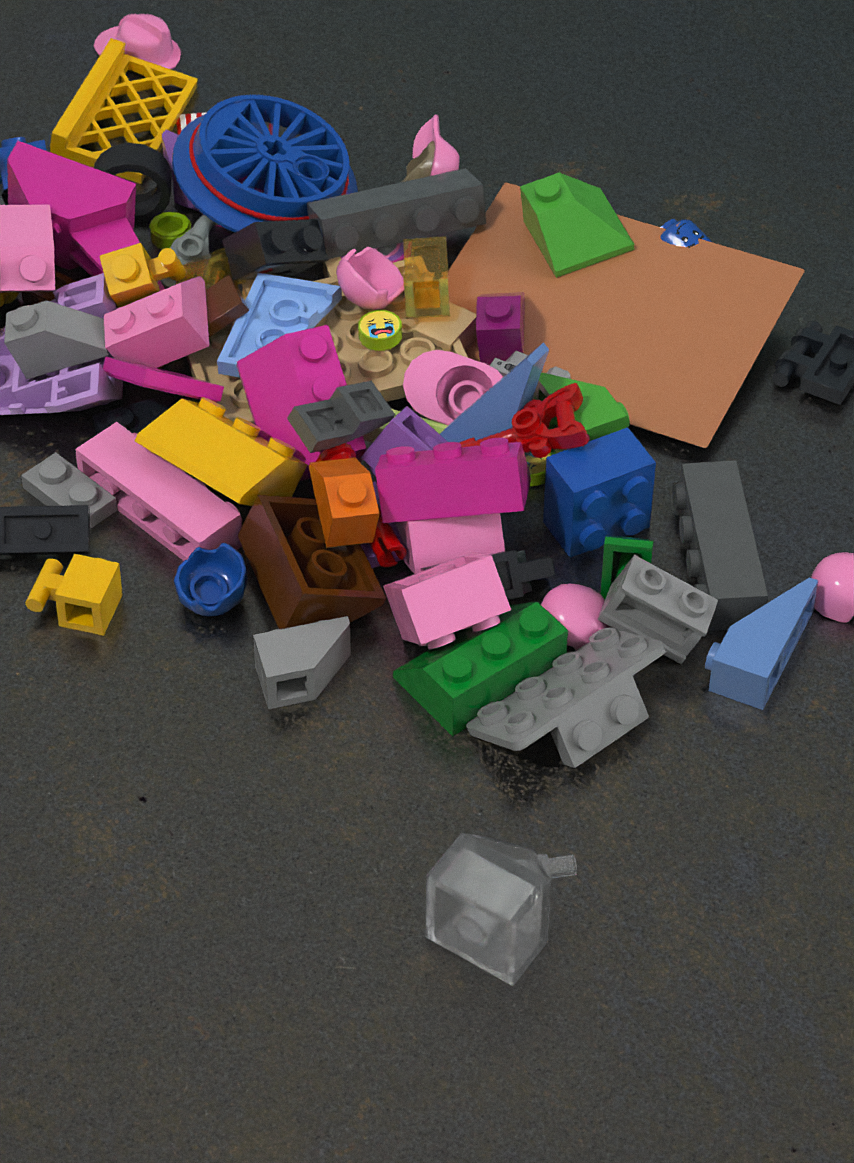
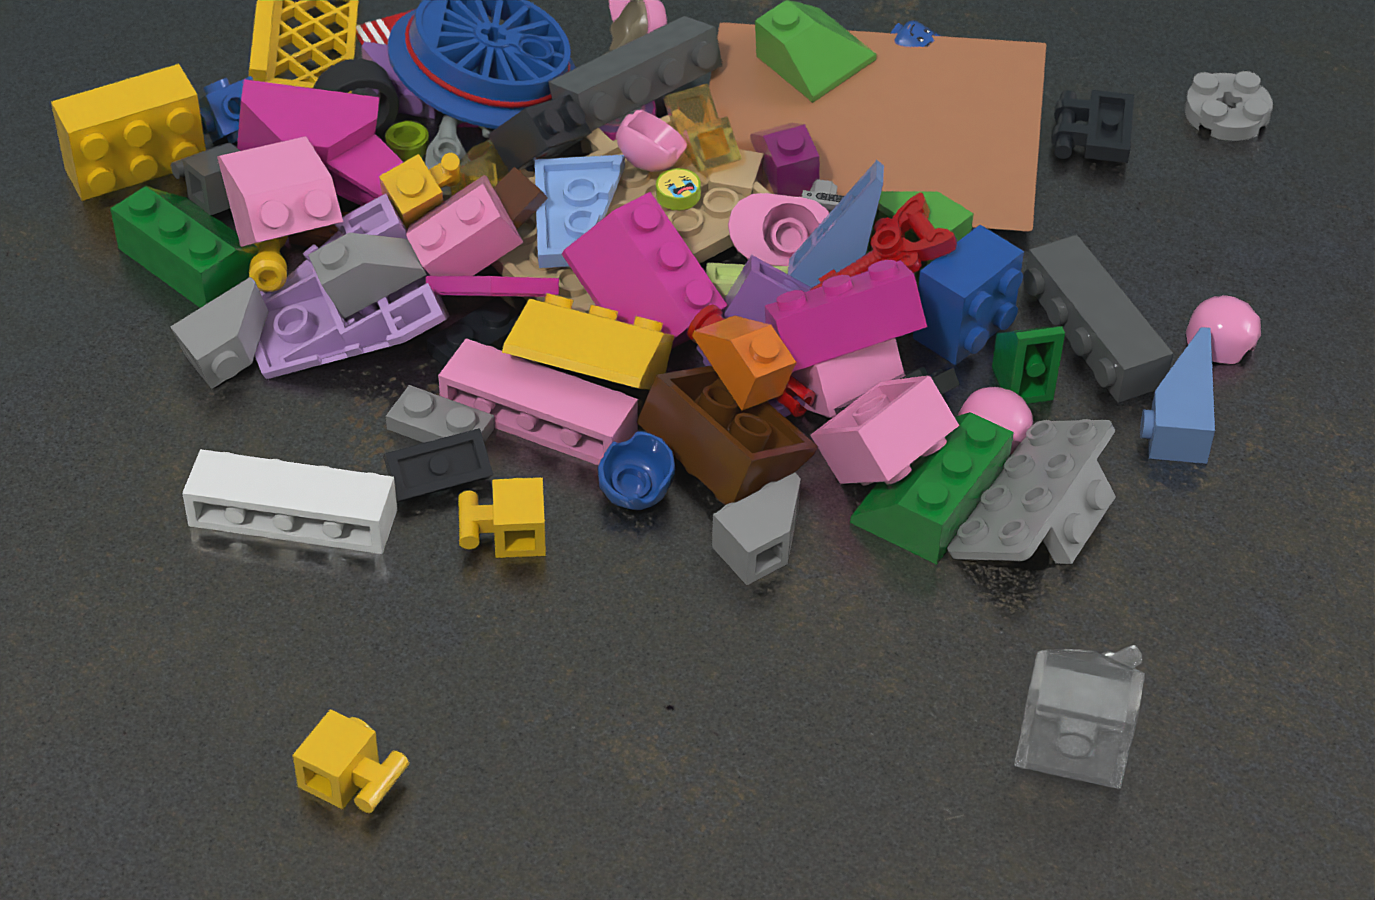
camera: 20 degrees left, 0 degrees up
(342, 418) = (702, 279): dark grey slope -> none
(658, 607) = (1078, 387): light grey hinge -> none

